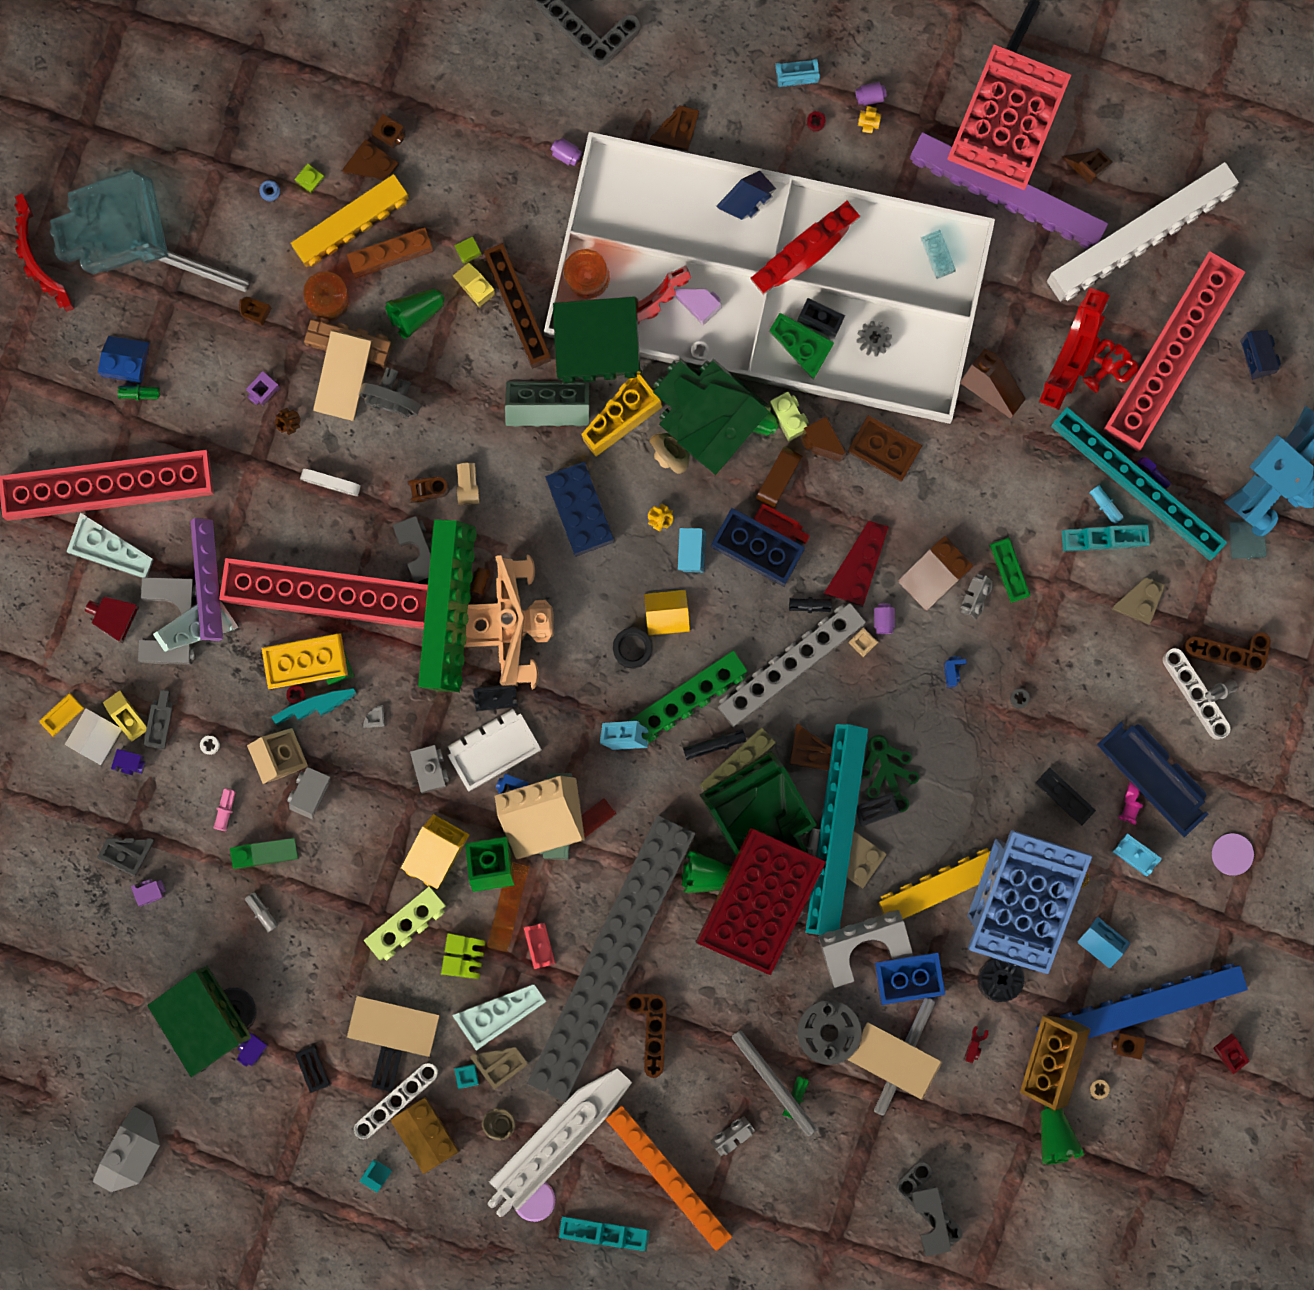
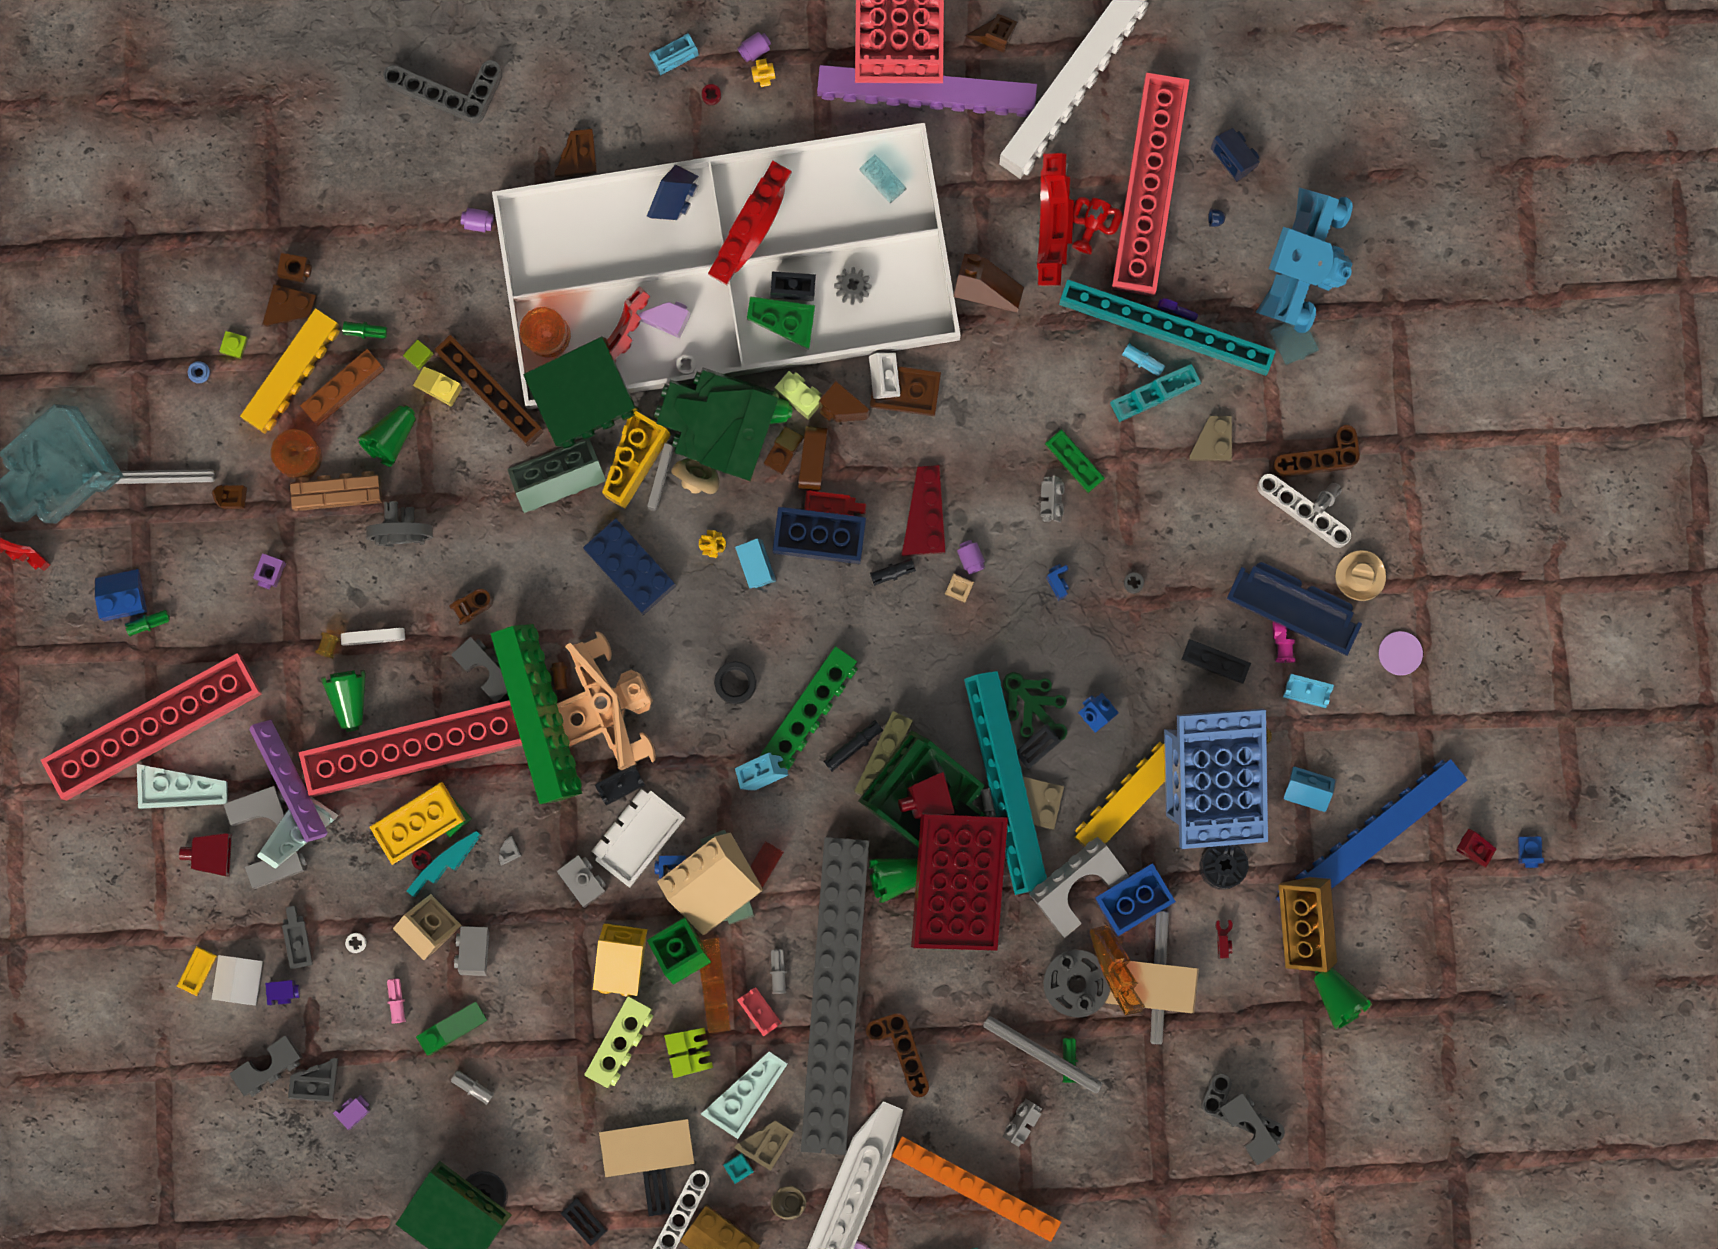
camera: 20 degrees left, 0 degrees up
(108, 820) = (284, 1057): none -> dark grey arch
(125, 716) = (260, 947): light yellow slope -> none
(251, 1050) = (516, 1227): dark purple brick -> none
(286, 526) = (346, 697): none -> green cone
(287, 421) = (306, 593): reddish brown gear -> none
(287, 474) = (327, 645): none -> clear yellow bush
(342, 375) = (343, 526): tan tile -> none
(428, 210) = (364, 330): none -> green axle
(468, 490) = (510, 588): tan piece -> none
(569, 917) = (778, 971): none -> light grey axle
(638, 441) = (660, 477): none -> light grey tile
(667, 612) = (755, 634): yellow slope -> none
(755, 460) = (783, 450): none -> reddish brown slope
(762, 815) = (928, 798): none -> dark red torso
(809, 750) = (949, 715): reddish brown wing -> none
(853, 623) = (863, 708): light grey brick -> none
(868, 1027) = (1115, 970): none -> clear orange slope
(871, 428) = (884, 375): none -> white slope
(935, 573) = (1003, 493): slope -> none
(942, 799) = (1097, 711): none -> blue brick
(1106, 1090) = (1368, 932): tan bush -> none
(1137, 1050) = (1382, 877): reddish brown brick -> none
(1220, 404) = (1216, 218): none -> dark blue hinge
(1224, 771) = (1361, 575): none -> tan hat
(1278, 1075) = (1530, 851): none -> blue bracket

